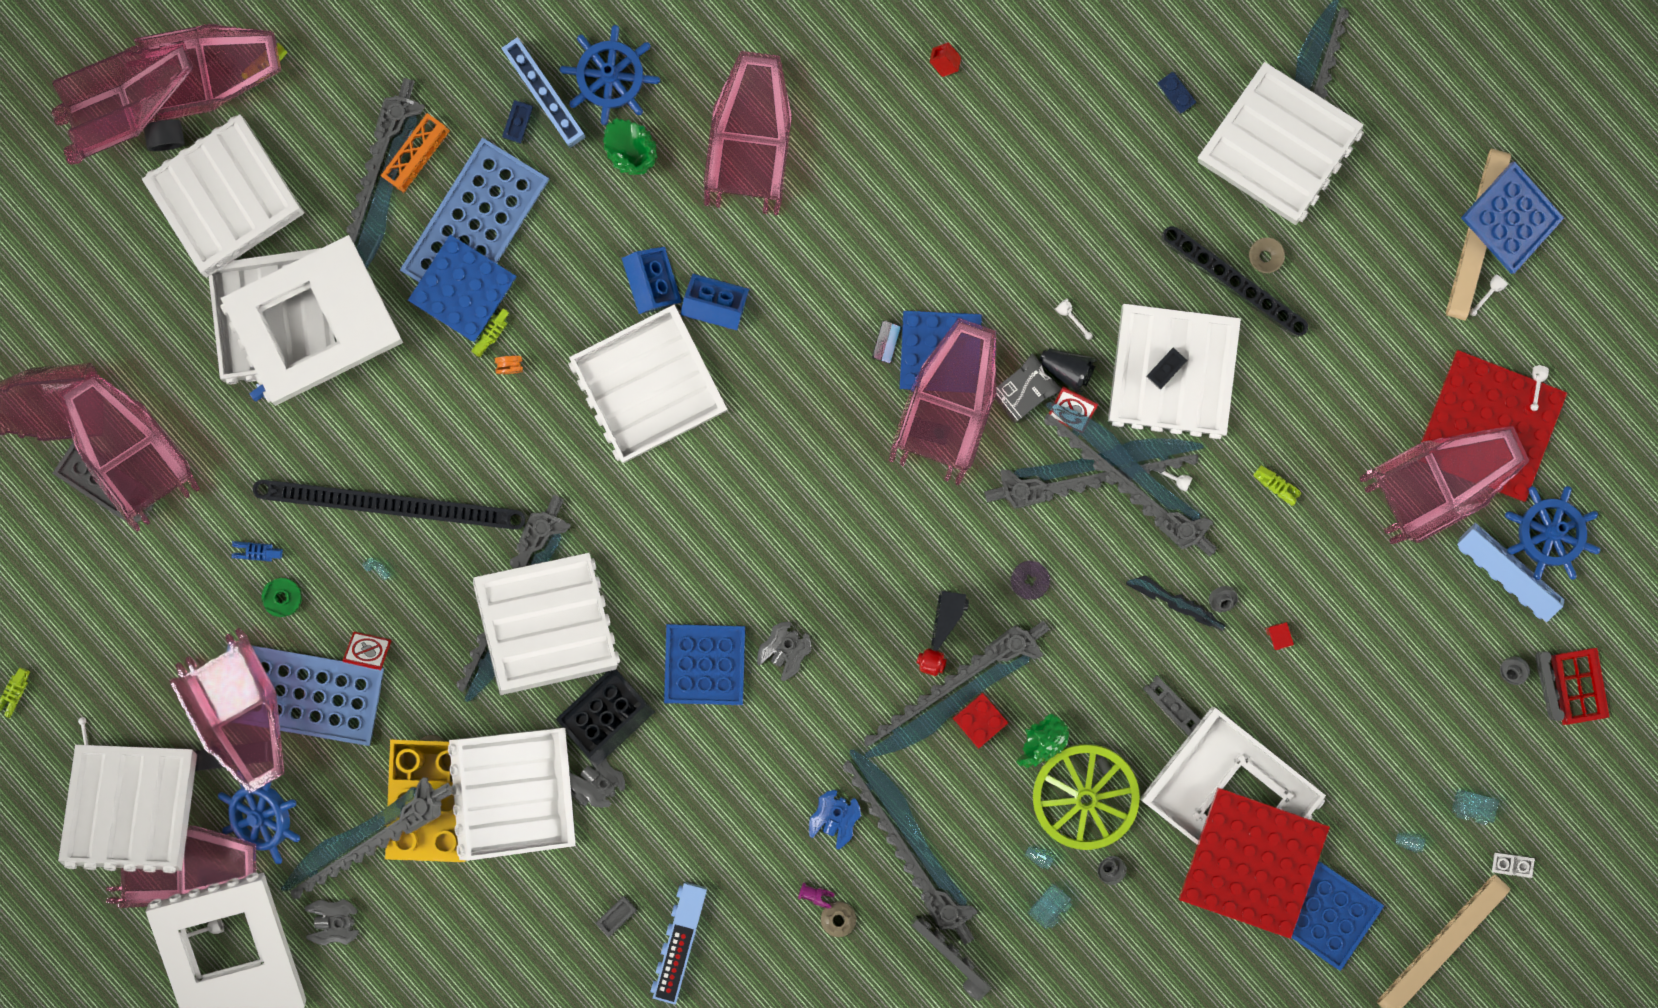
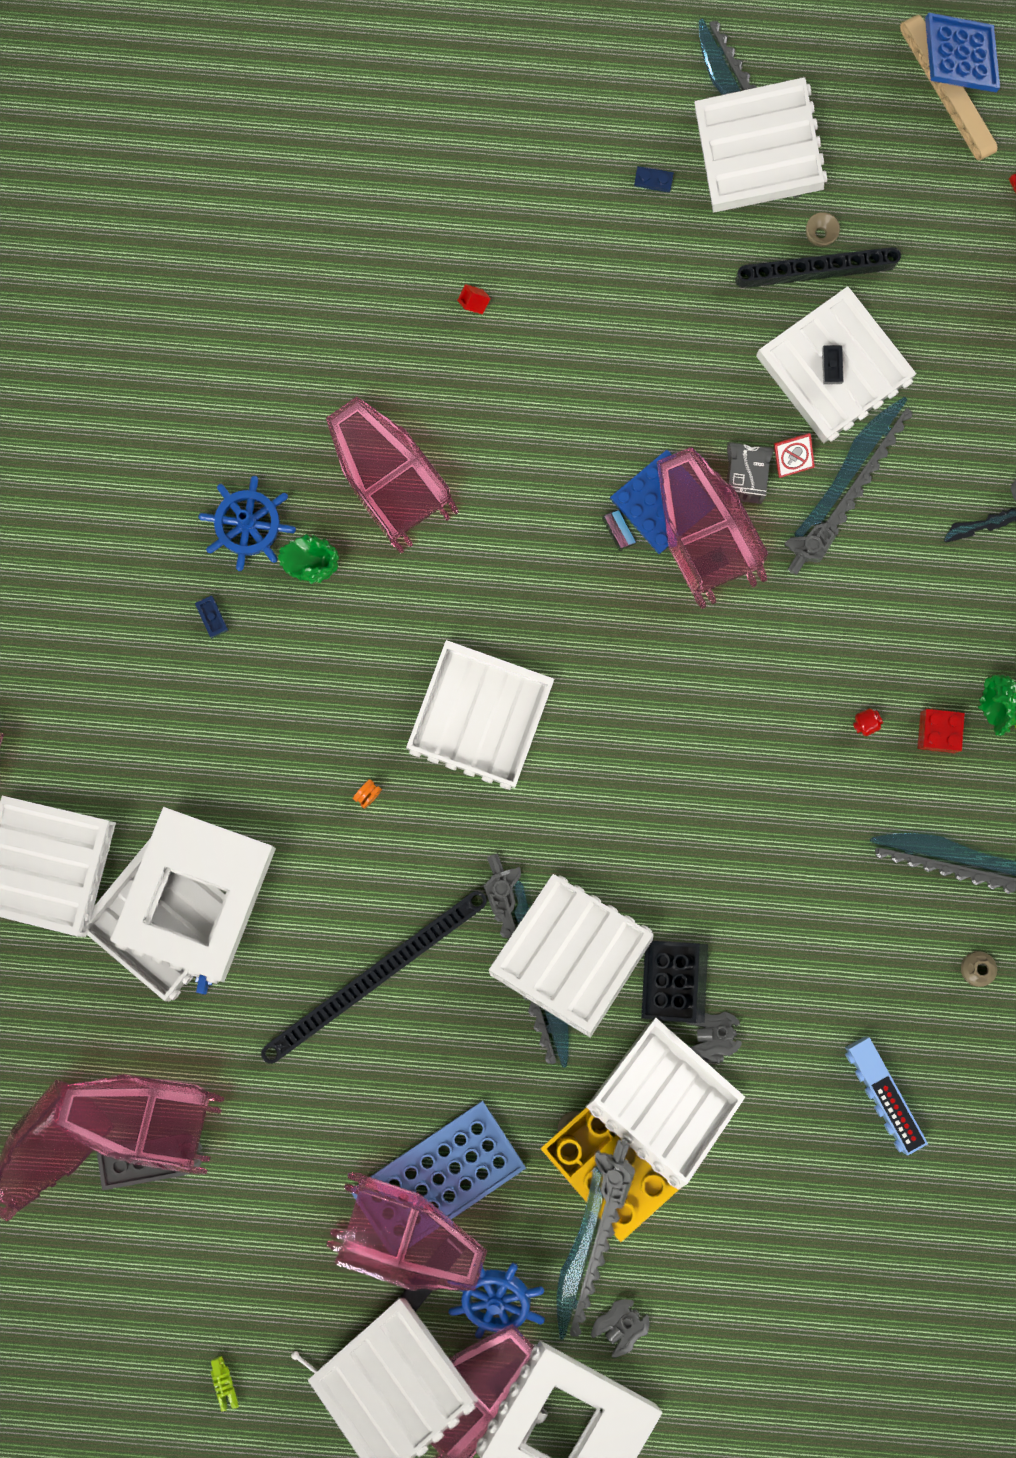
camera: 50 degrees left, 5 degrees down
(257, 551) = (309, 1103): blue hinge -> none
(271, 602) = (352, 1129): green plate -> none
(367, 651) = (459, 1099): piece -> none
(378, 567) = (408, 1030): clear light blue arm -> none
(390, 124) = (120, 703): piece -> none
(422, 155) = (164, 705): orange fence -> none
(454, 200) = (218, 714): medium blue piece -> none
(462, 288) = (282, 770): blue plate -> none
(490, 332) = (332, 783): lime hinge -> none
(543, 92) = (210, 578): light blue brick -> none
(616, 916) = (821, 1120): dark grey tile -> none
(651, 280) = (412, 639): blue slope -> none
(704, 664) = (710, 876): blue plate -> none
(714, 301) = (472, 613): blue slope -> none
(786, 647) = (756, 809): dark grey piece -> none
(814, 895) = (946, 968): magenta piece -> none
(836, 816) = (906, 896): blue piece -> none
(948, 613) = (853, 678): black slope -> none
(1004, 648) = (907, 664): piece -> none
(1035, 570) = (887, 595): clear purple plate -> none
(1064, 309) = (719, 392): white hinge -> none
(1069, 367) = (763, 428): black cone -> none
(1173, 524) = (940, 469): piece -> none
(1182, 481) = (916, 435): white hinge -> none
(1277, 485) = (981, 377): lime hinge -> none
(1497, 284) = (993, 108): white hinge -> none

